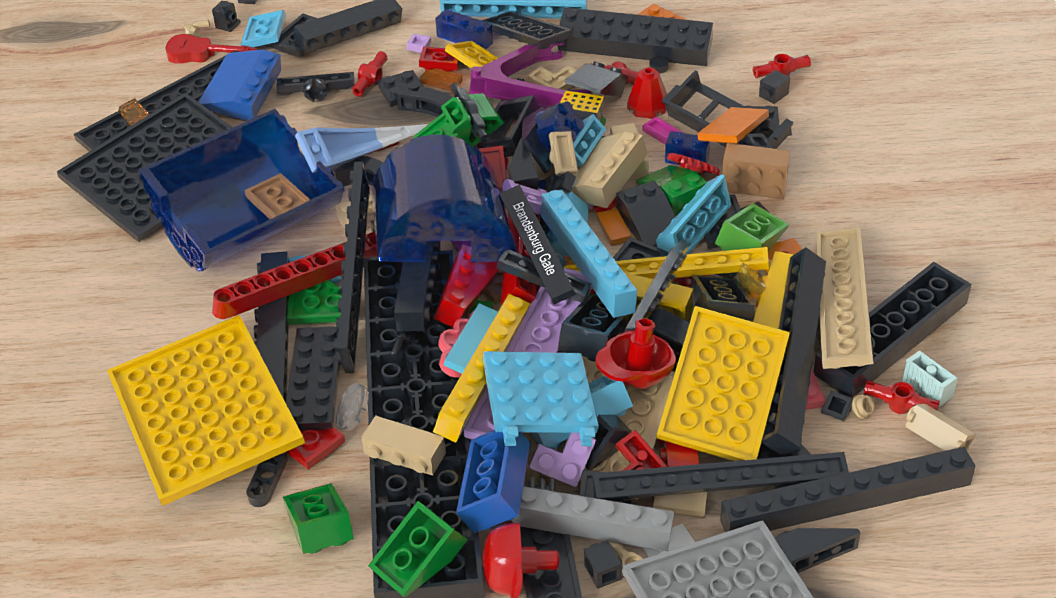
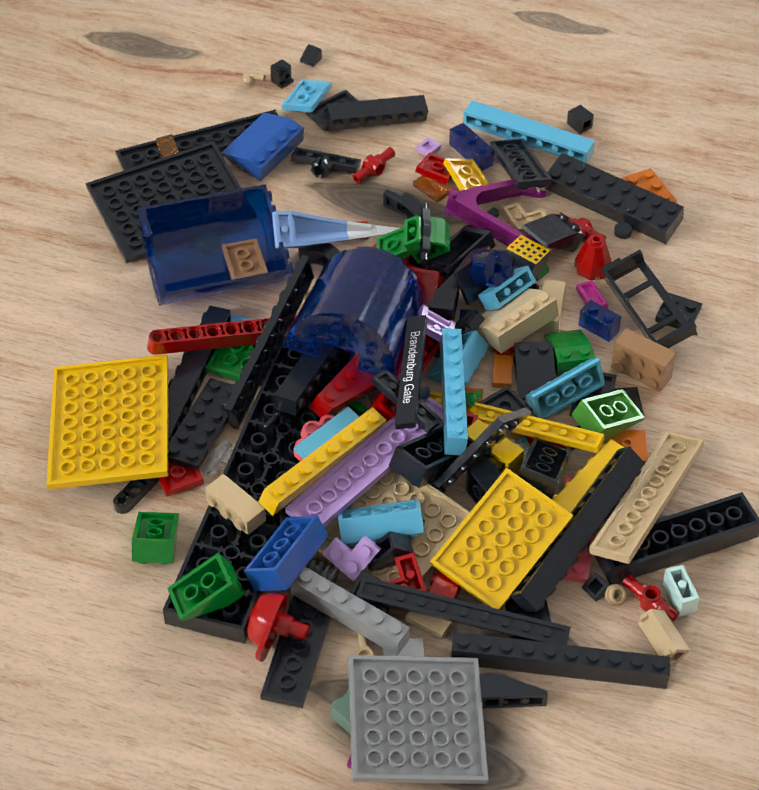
camera: 20 degrees right, 5 degrees up
(188, 48) = (238, 95): red piece -> none
(404, 81) = (396, 182): black plate -> none
(539, 394) = (349, 499): medium azure plate -> none
(562, 152) = (482, 295): tan tile -> none
(602, 564) = (342, 647): black brick -> none
(637, 357) = (442, 494): red piece -> none
(693, 164) = (594, 336): red gear -> none
(733, 125) = (645, 311): orange tile -> none
(751, 281) = (576, 458): clear yellow brick -> none
(757, 140) = (656, 334): black plate -> none
(774, 86) = (709, 284): black brick -> none
(782, 63) = (728, 265): red pin -> none

